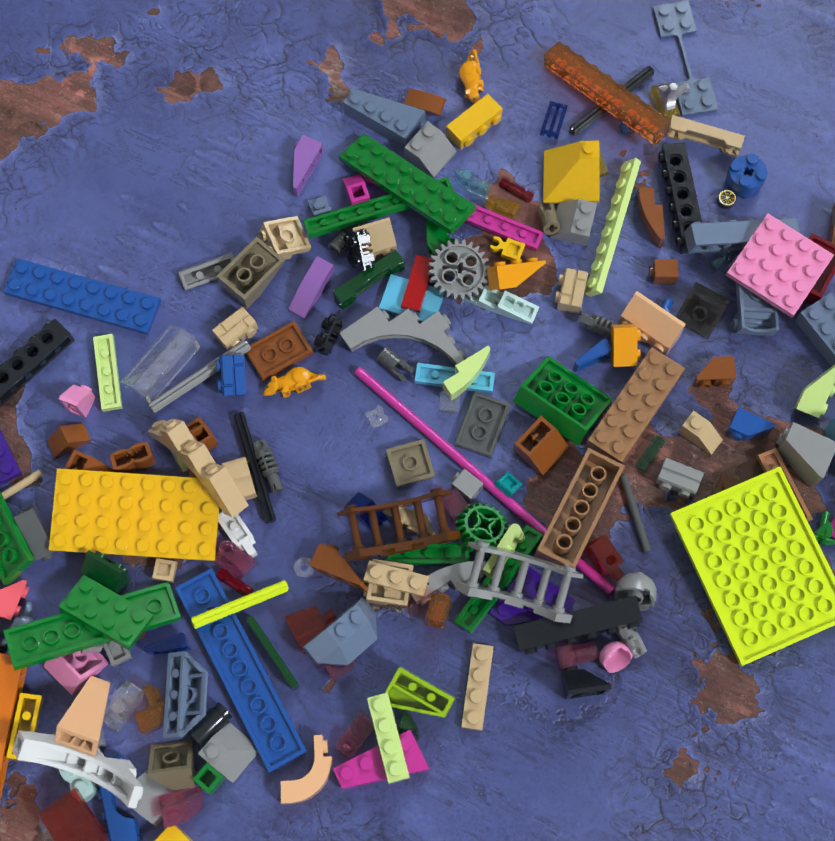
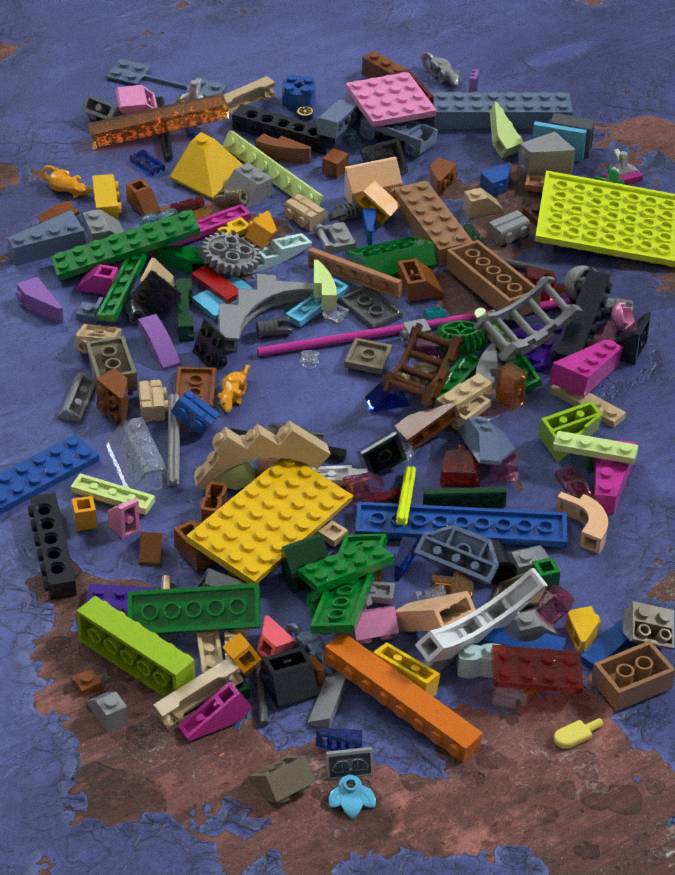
camera: 60 degrees left, 30 degrees down
(70, 363) = (84, 513): none -> light orange slope
(211, 302) = (113, 395): none -> dark orange slope
(276, 552) = (382, 453): none -> black slope
(490, 152) = (141, 197): none -> dark orange slope
(506, 665) = (586, 368): none -> dark pink wedge
(509, 386) = (357, 273): none -> nougat tile
(564, 340) = (339, 235): none -> light grey plate
(591, 39) = (100, 108): none -> light grey brick
(619, 57) = (135, 99): none -> bright pink slope

